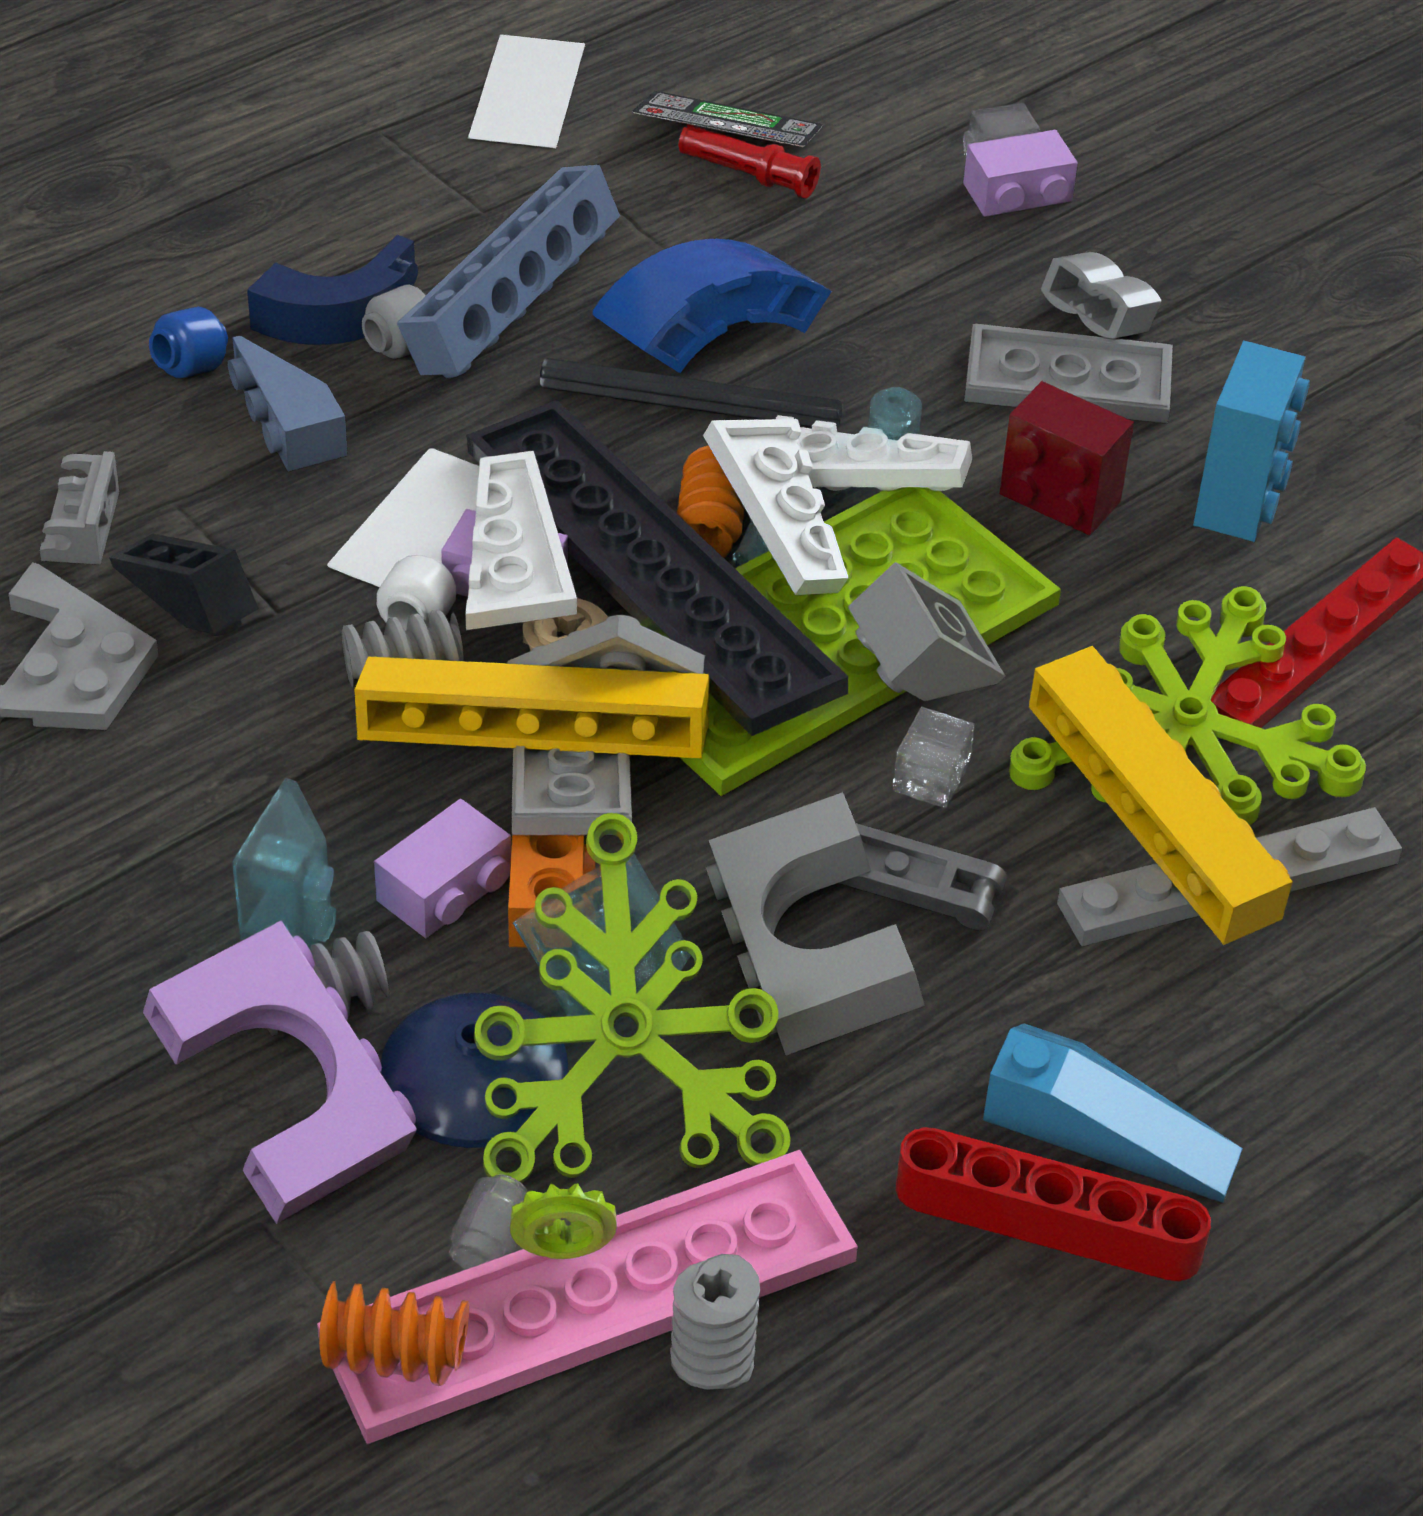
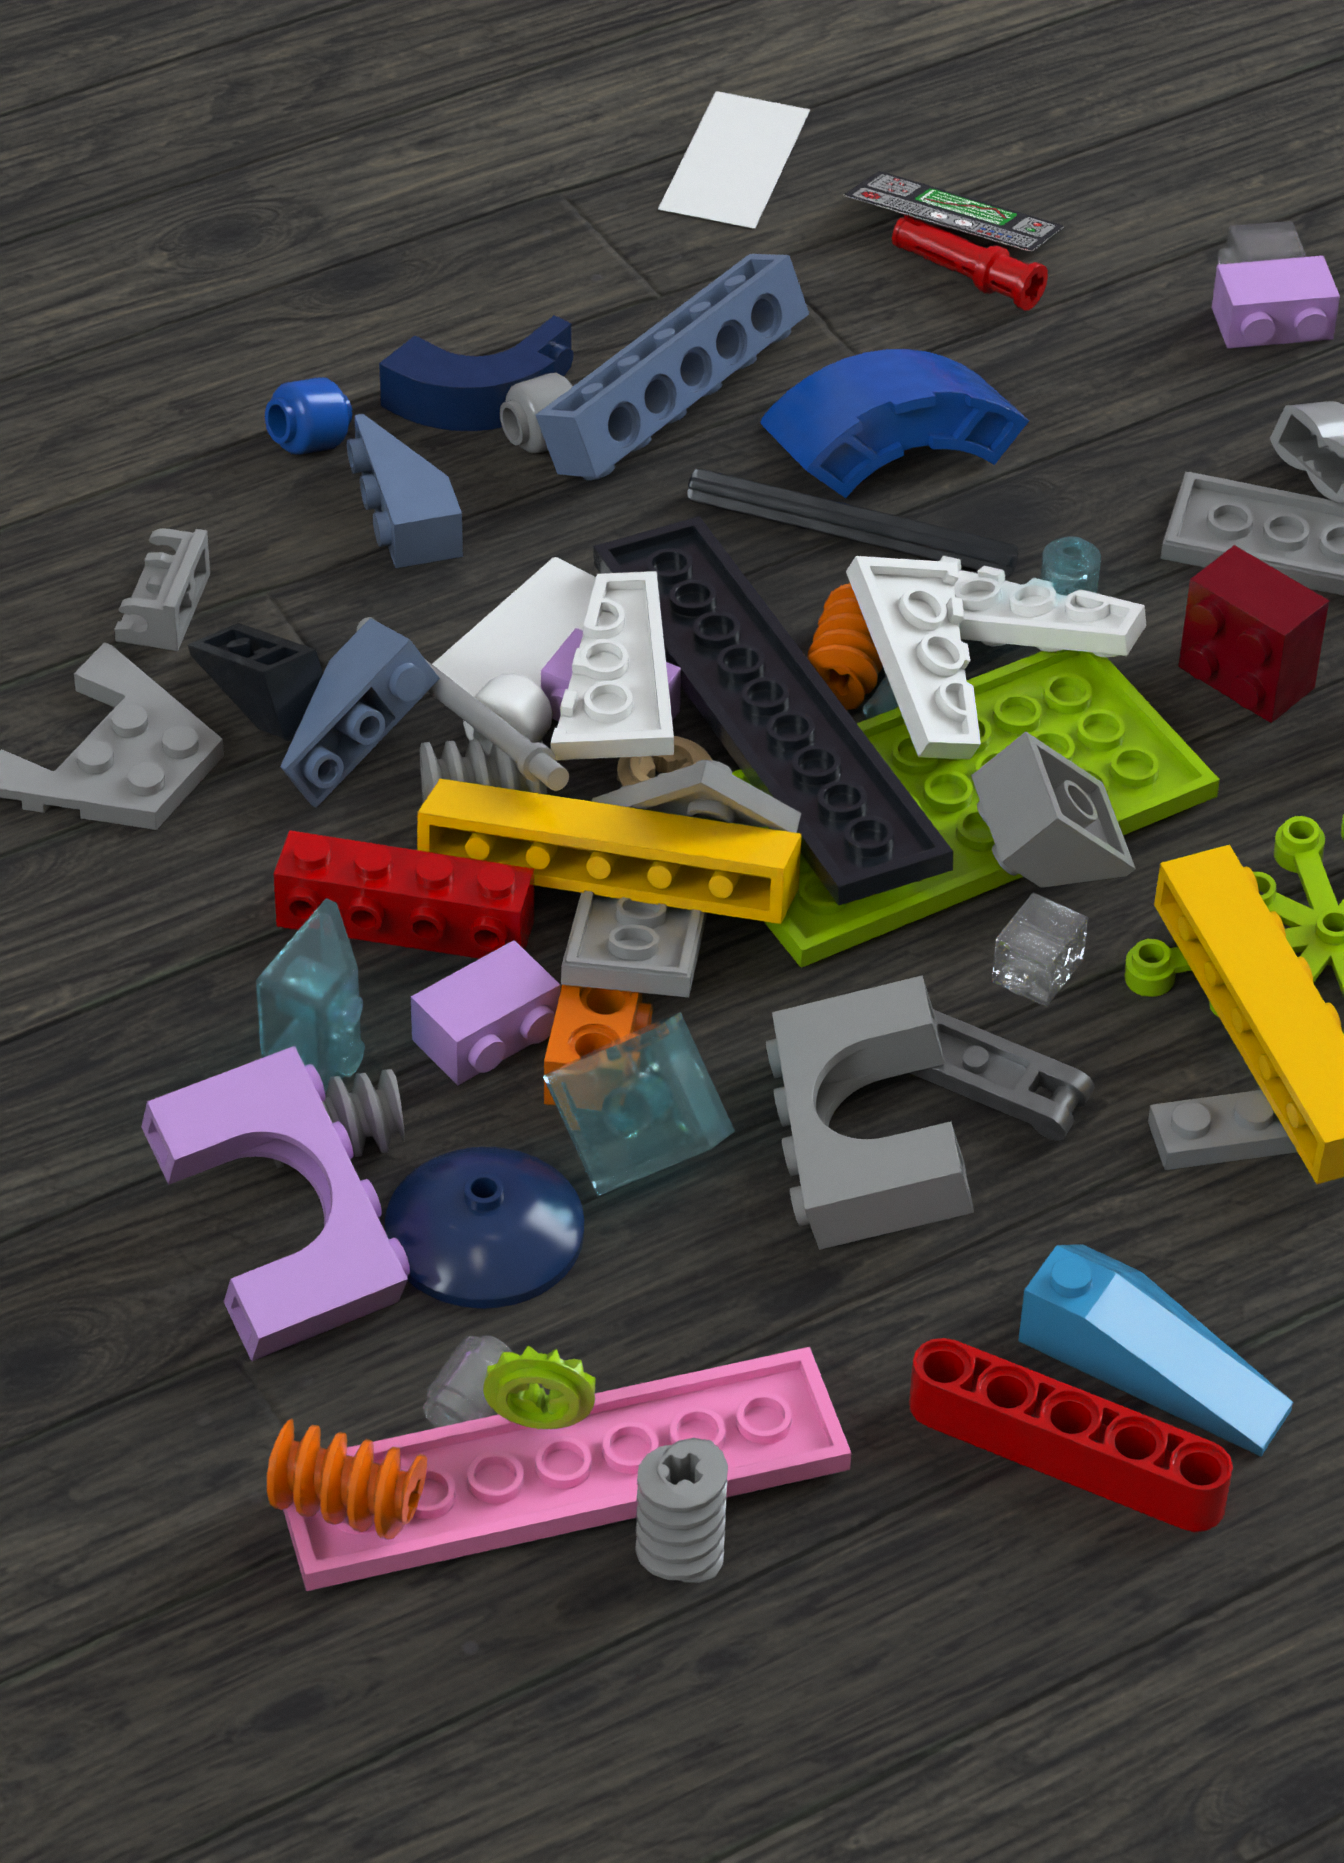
camera: 10 degrees right, 0 degrees up
(276, 598) = (354, 707): none -> sand blue slope
(350, 766) = (405, 895): none -> red brick
(454, 631) = (533, 759): none -> light grey bar
(620, 952) = (647, 1118): lime plant -> none

